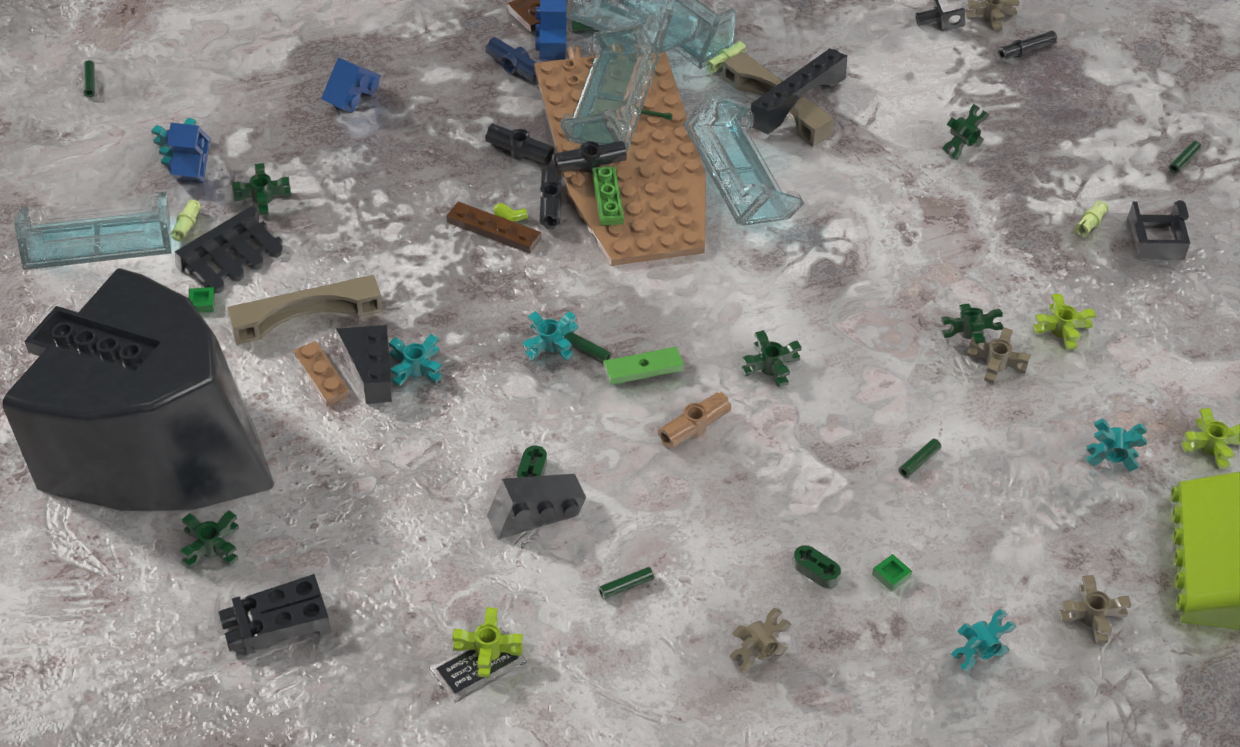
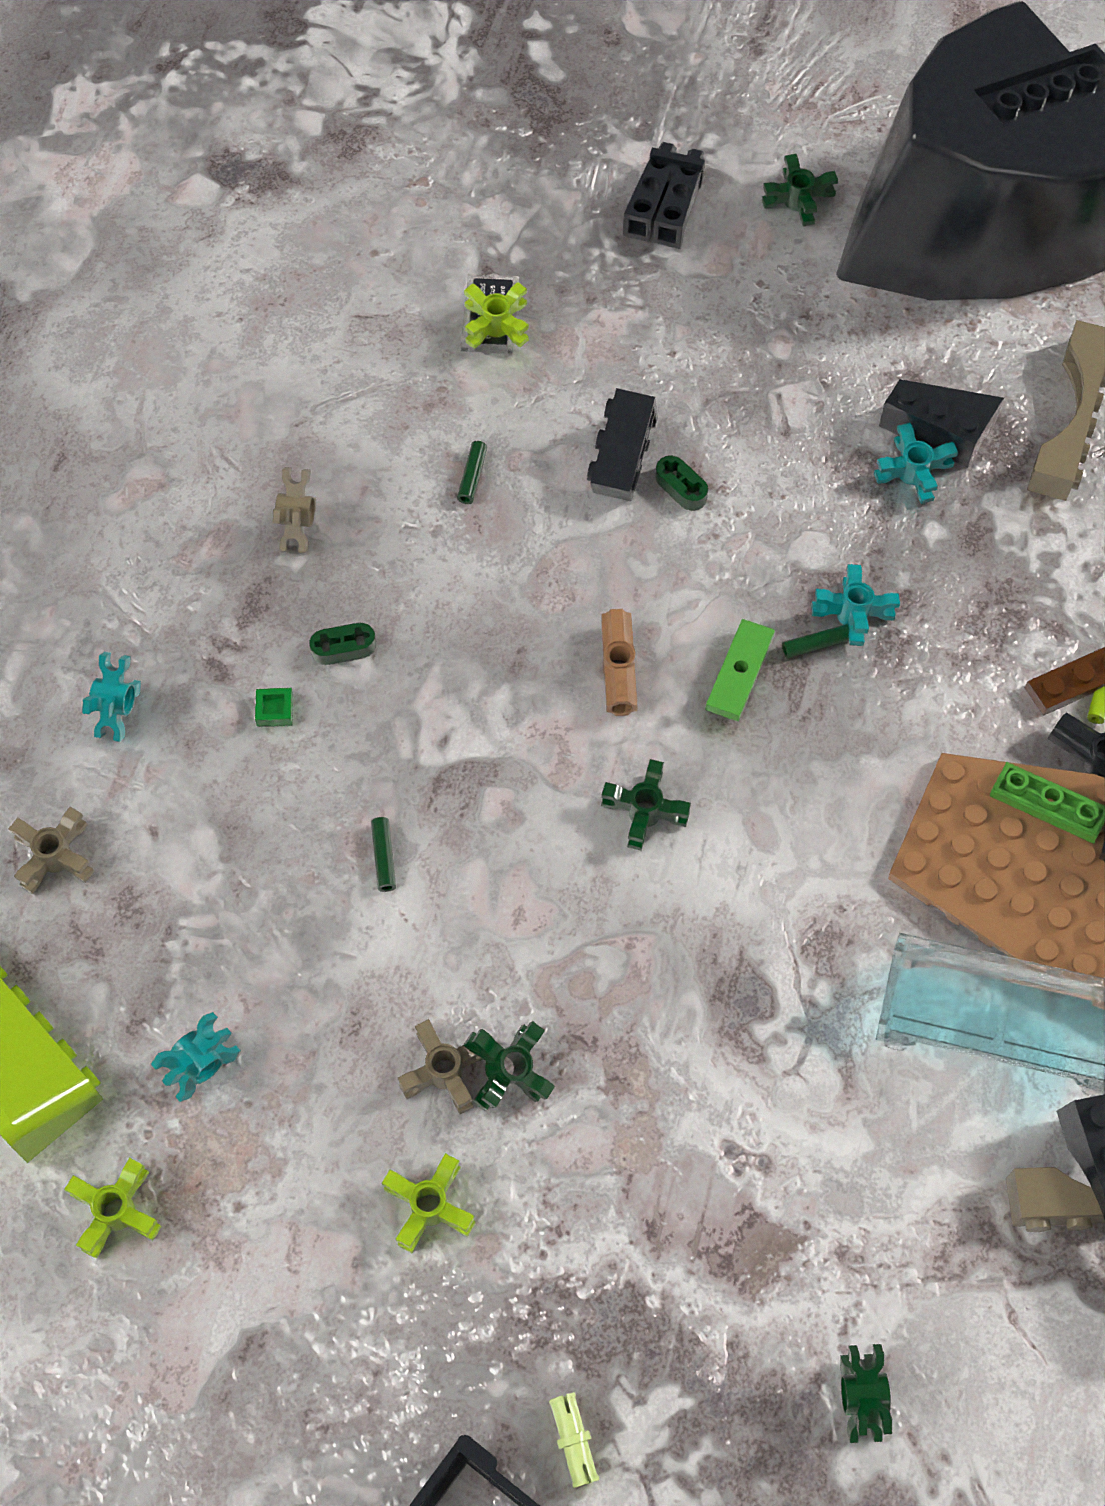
camera: 130 degrees right, 15 degrees up
(321, 373) = (972, 379): medium nougat plate -> none

